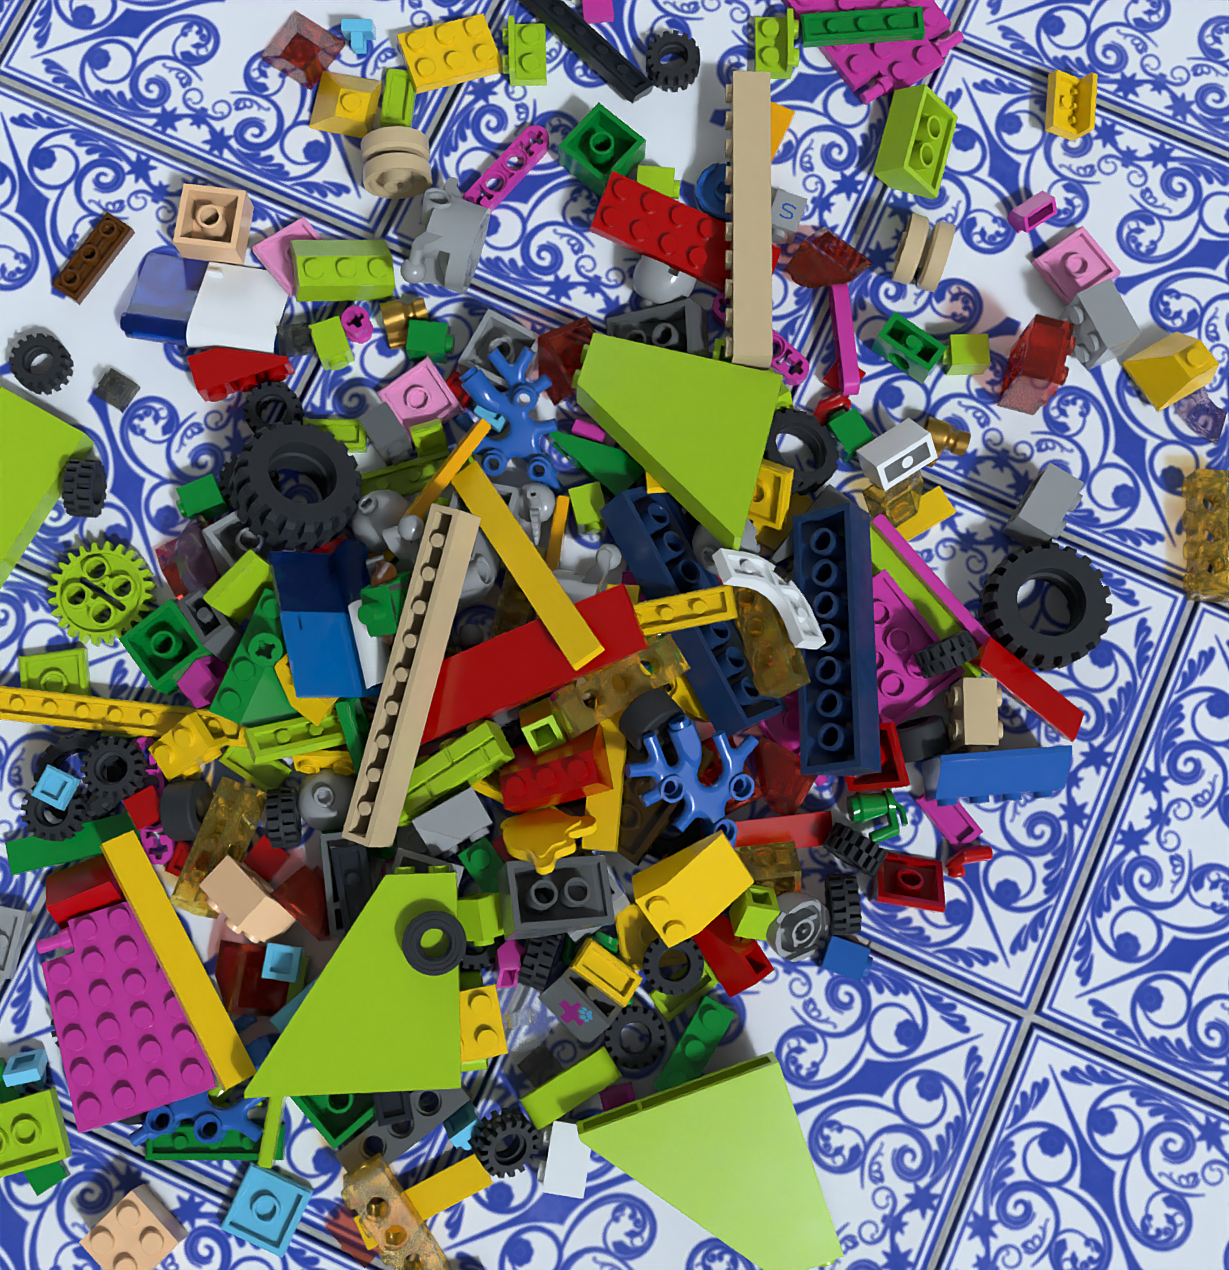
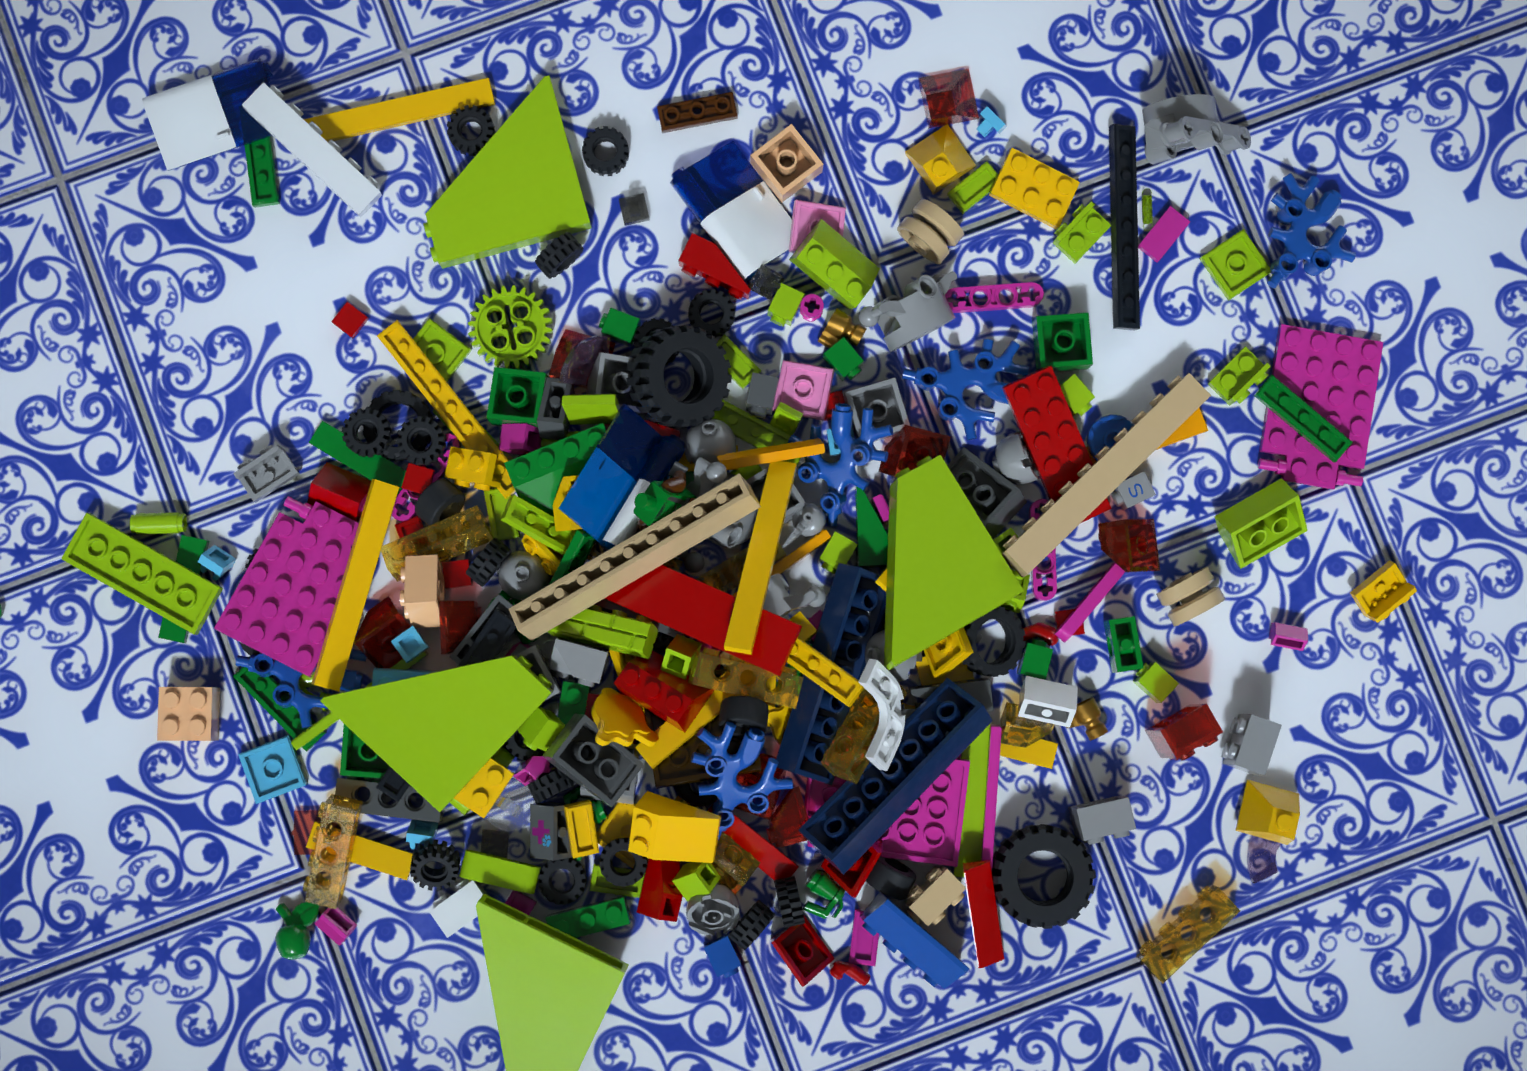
camera: 40 degrees right, 5 degrees up
(56, 787) = (379, 421): medium azure tile -> none
(266, 655) = (568, 456): green wheel -> none
(412, 943) = (501, 703): black tyre -> none
(543, 261) = (959, 377): none -> blue plant
(676, 45) = (1173, 311): black tyre -> none
(946, 654) = (951, 845): black tyre -> none
(1075, 265) = (1281, 695): bright pink tile -> none

